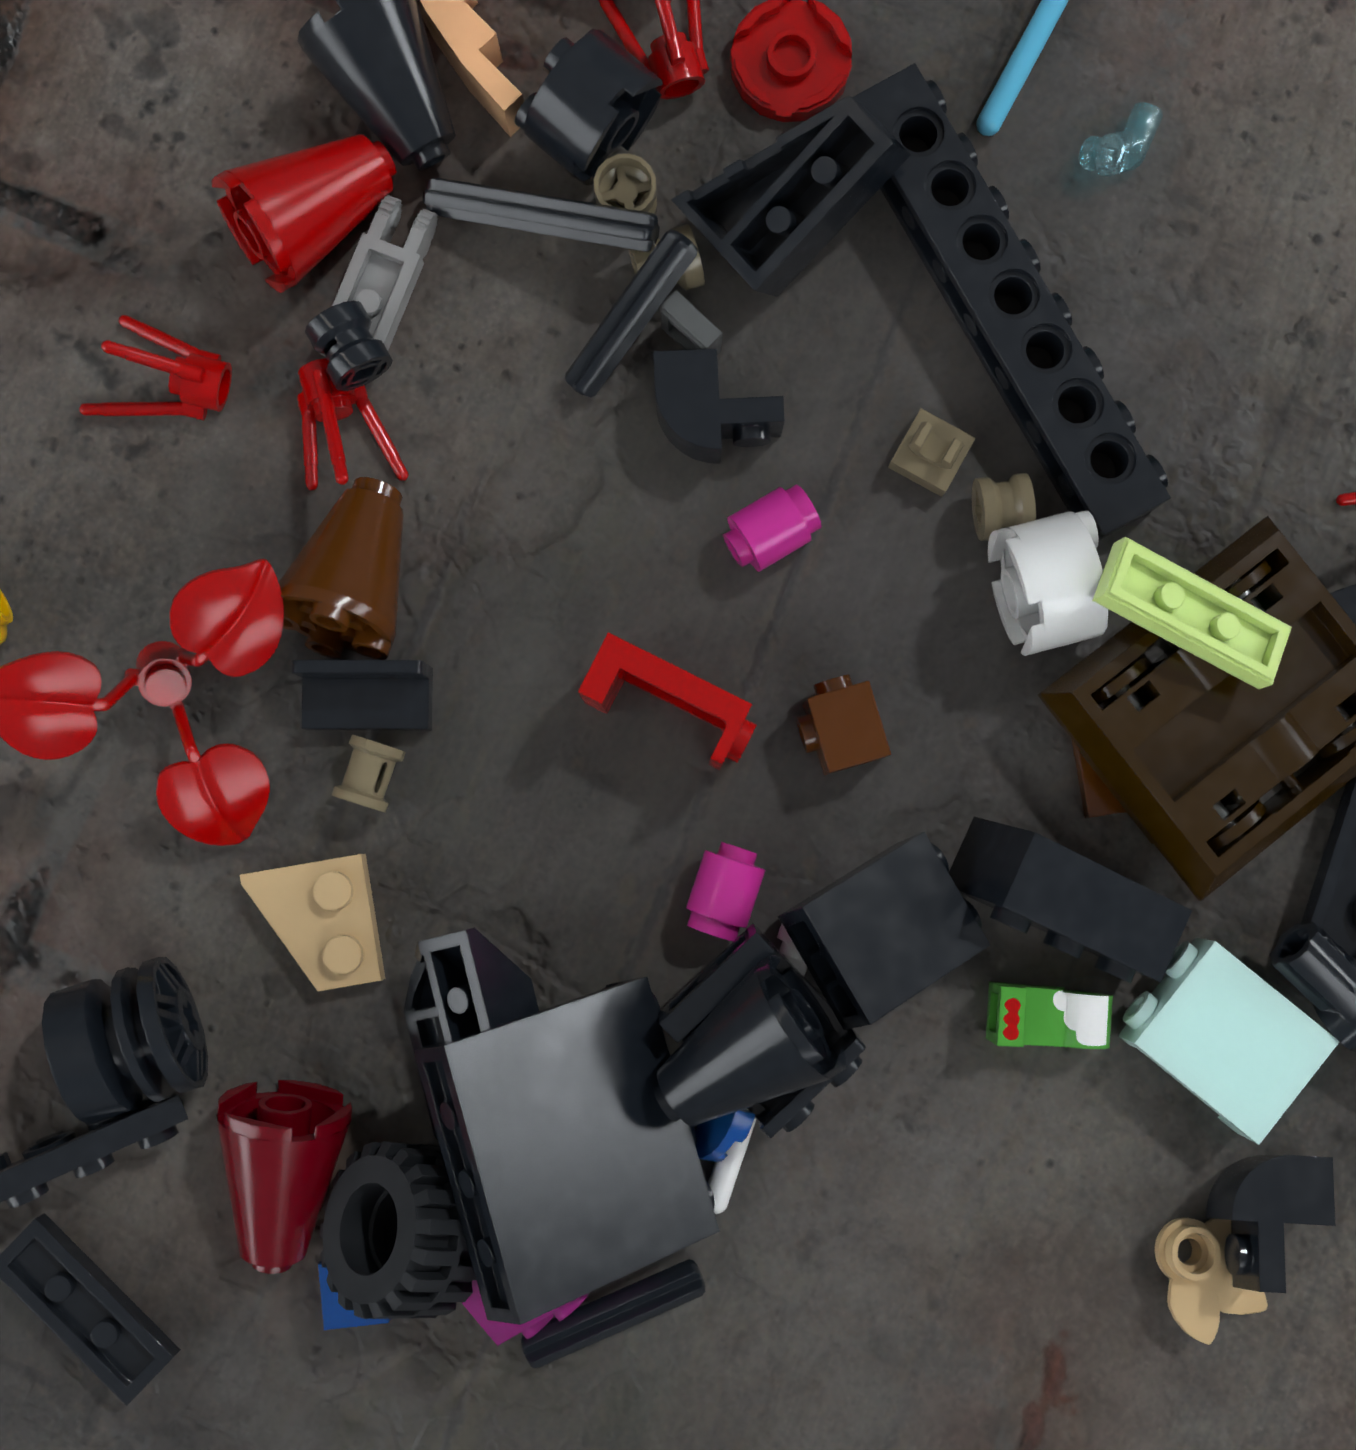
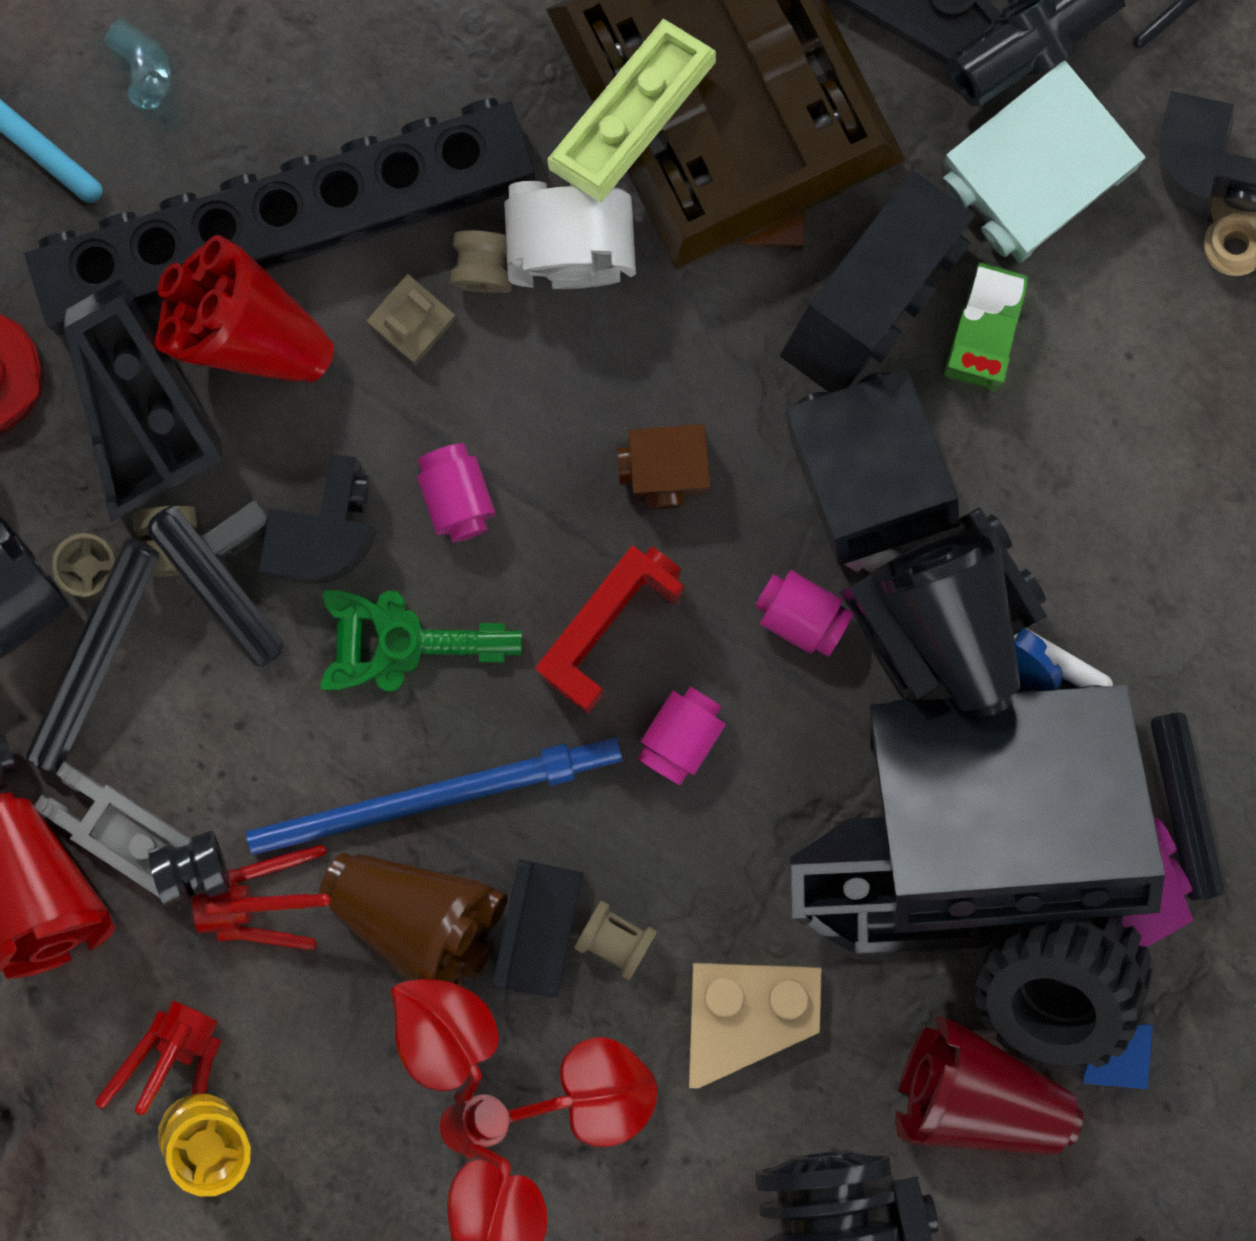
camera: 75 degrees left, 0 degrees up
(90, 417) = (204, 1145): none -> yellow wheel
(527, 680) = (556, 764): none -> blue bar
(580, 796) = (681, 735): none -> dark pink brick
(617, 508) = (401, 641): none -> green piece
(895, 277) = (237, 318): none -> red cone

